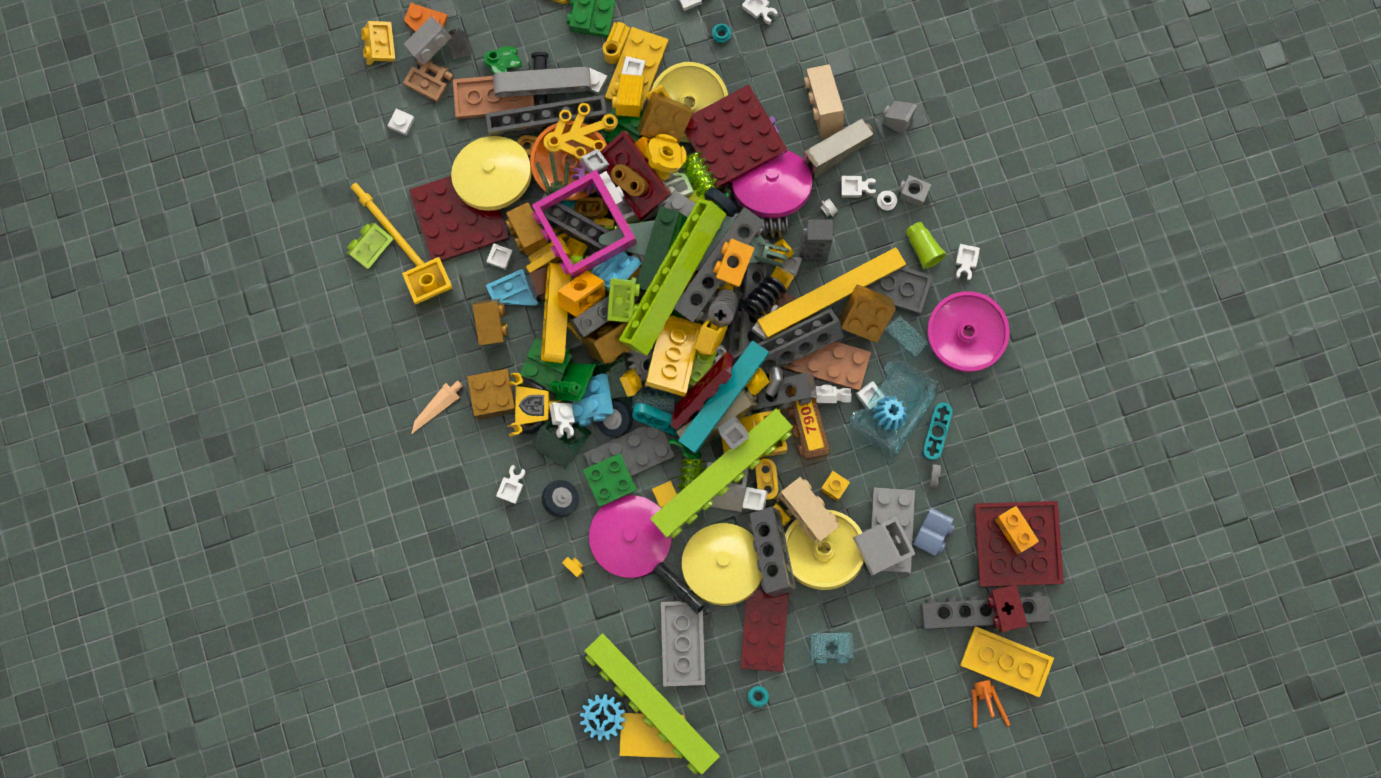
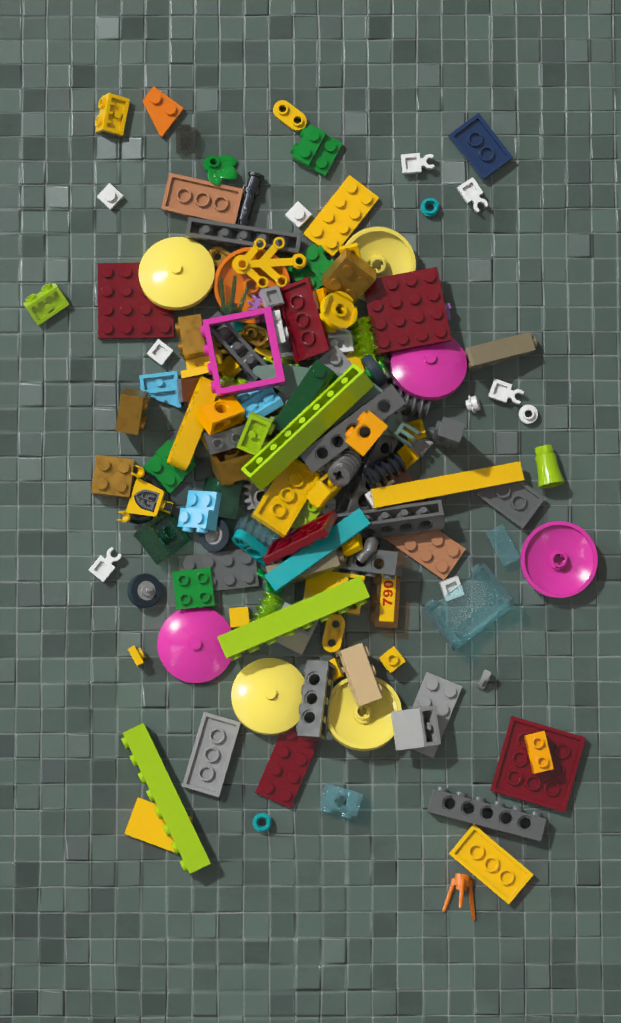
camera: 15 degrees right, 5 degrees up
(367, 201) = (56, 261): yellow bar -> none
(426, 85) = (143, 169): medium nougat plate -> none
(427, 40) = (157, 129): light grey brick -> none
(427, 280) = (88, 354): yellow slope -> none
(443, 399) = (67, 467): light nougat bar -> none
(542, 82) = (249, 203): light grey beam -> none
(563, 417) = (170, 520): white plate -> none
(574, 382) = (189, 491): green hinge -> none
(602, 727) = (114, 807): medium azure gear -> none
(615, 42) = (330, 184): yellow piece -> none
(628, 179) = (297, 323): pearl gold plate -> none
(629, 95) = (325, 242): yellow brick -> none
(631, 382) = (240, 508): yellow plate -> none
(633, 66) = (337, 217): white plate -> none
(695, 604) = (233, 724): black pin -> none
(733, 432) = (315, 584): light grey brick -> none
(754, 499) = (316, 648): white plate -> none
(825, 100) = (503, 303): tan wedge -> none
(830, 394) = (416, 576): white plate -> none
(867, 313) = (472, 514): pearl gold brick -> none
(890, 413) = (458, 616): medium azure gear -> none
(899, 116) = (565, 339): light grey slope -> none
(915, 199) = (555, 422): light grey brick -> none
(932, 532) = (465, 729): sand blue brick -> none
(938, 447) = (513, 631): teal beam -> none
(966, 258) = (582, 491): white plate -> none
(1011, 598) = (510, 828): dark red brick -> none

